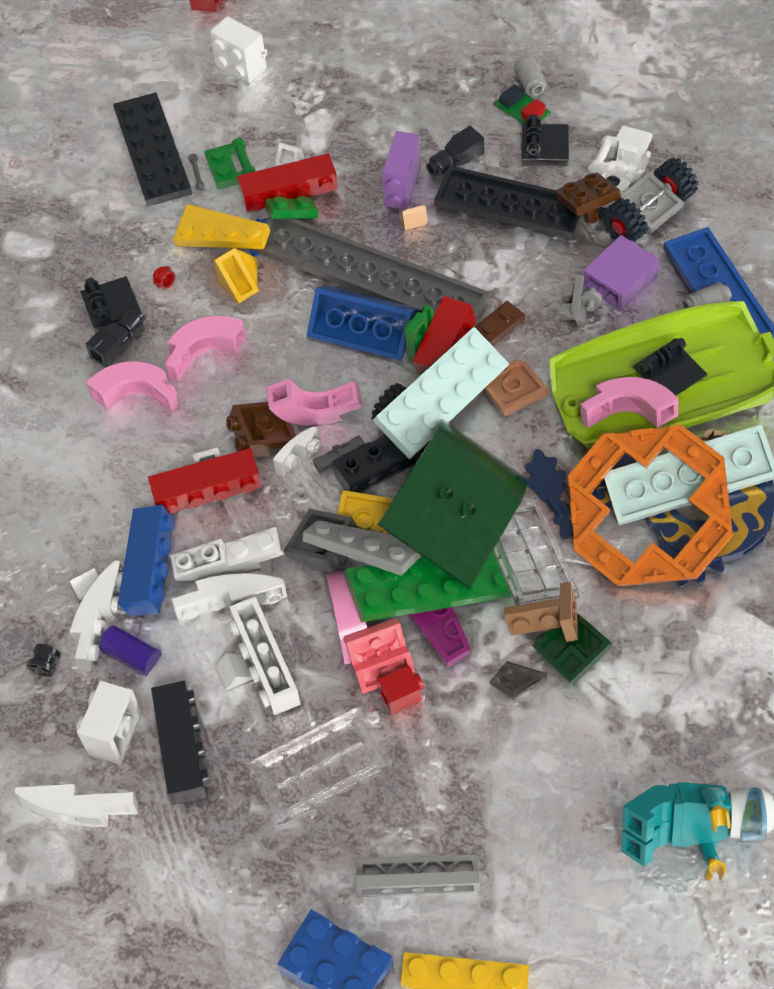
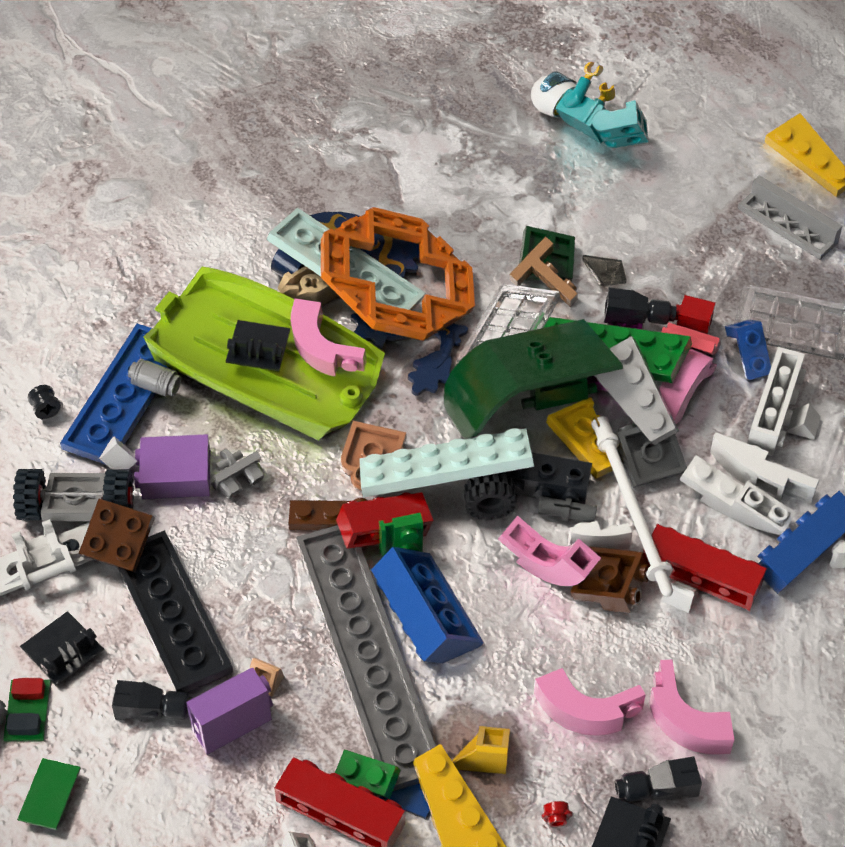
camera: 140 degrees left, 5 degrees down
(336, 691) = (751, 347): none -> blue bracket
(351, 509) = (608, 442): none -> white bar
(446, 641) = (634, 308): none -> black piece
(452, 80) = (49, 793): none -> green piece
(662, 246) = (118, 455): none -> white slope
(757, 242) = (43, 401): none -> black wheel

